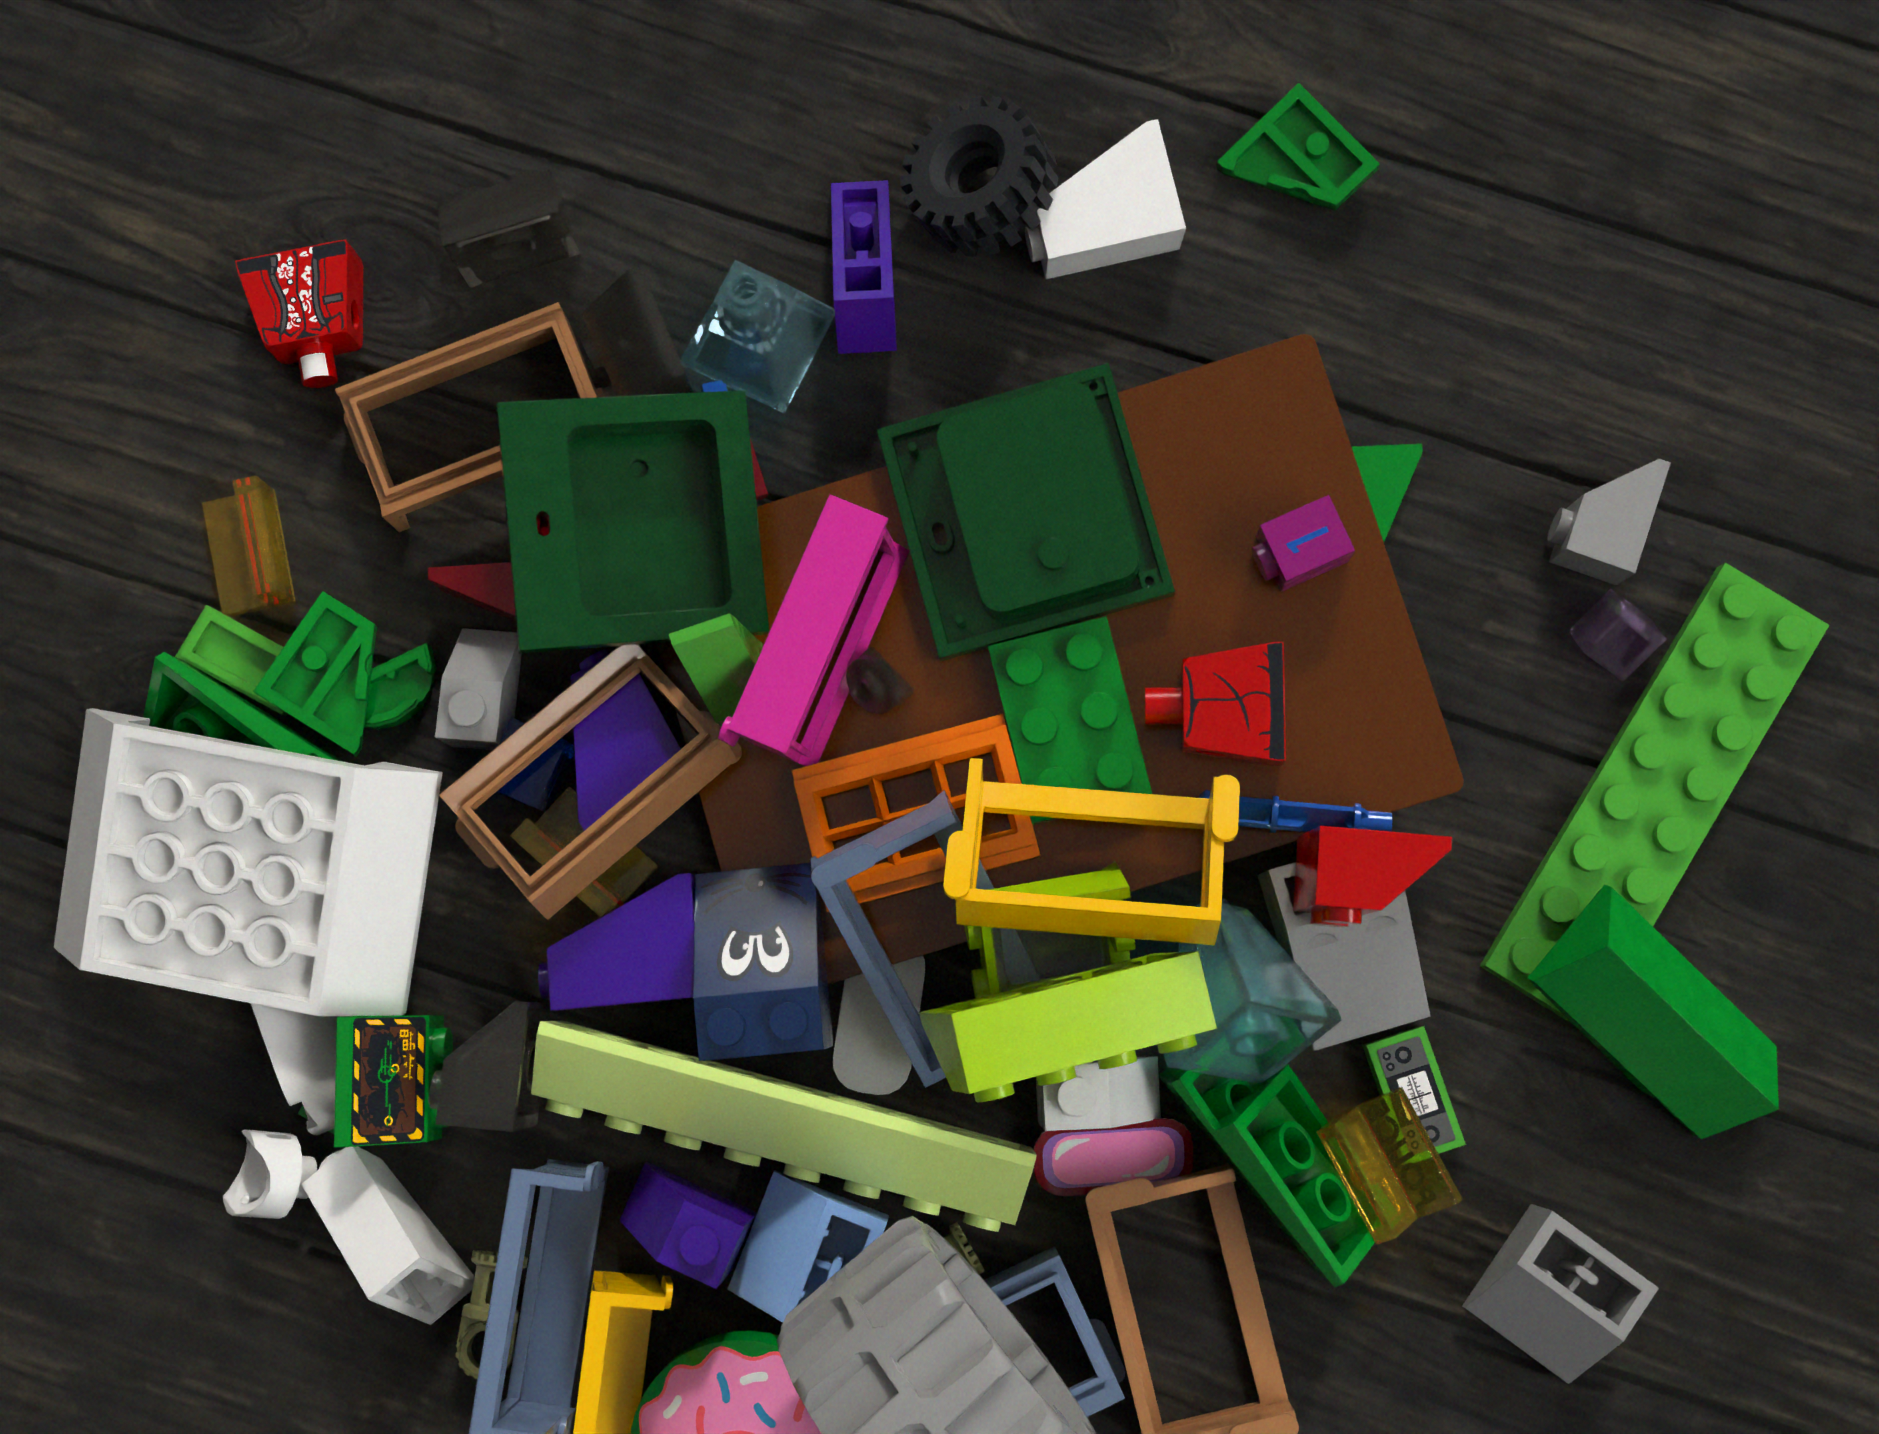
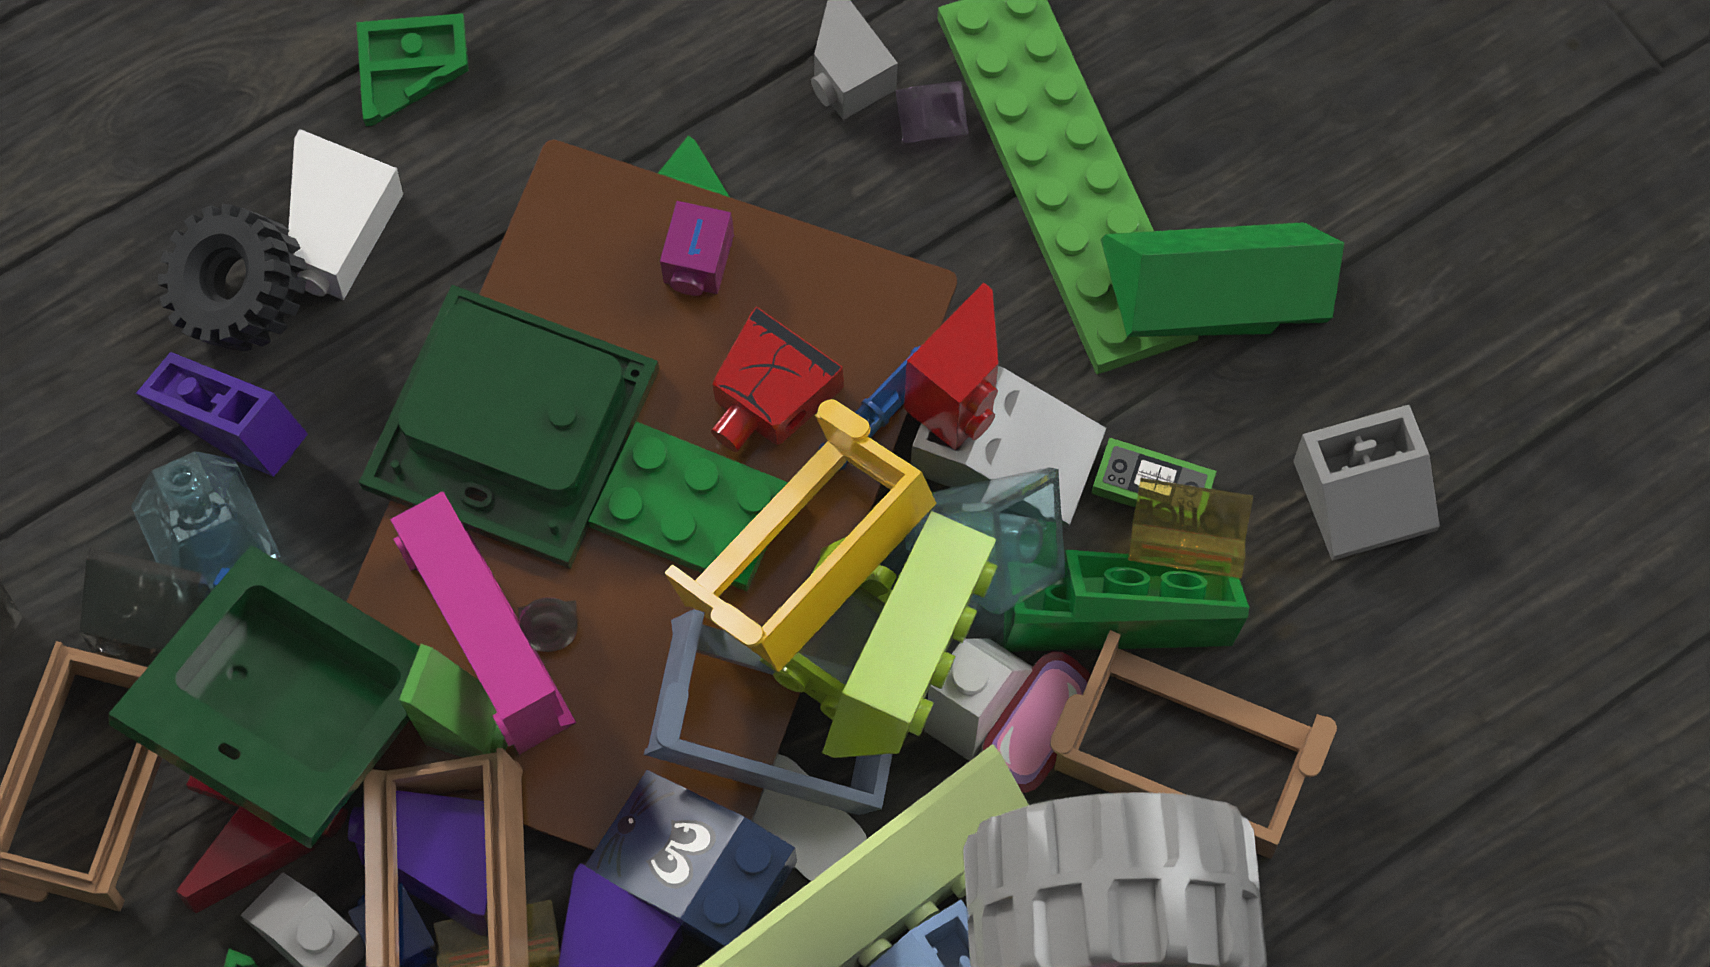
camera: 55 degrees left, 15 degrees down
(900, 759) = (615, 659): orange piece -> none

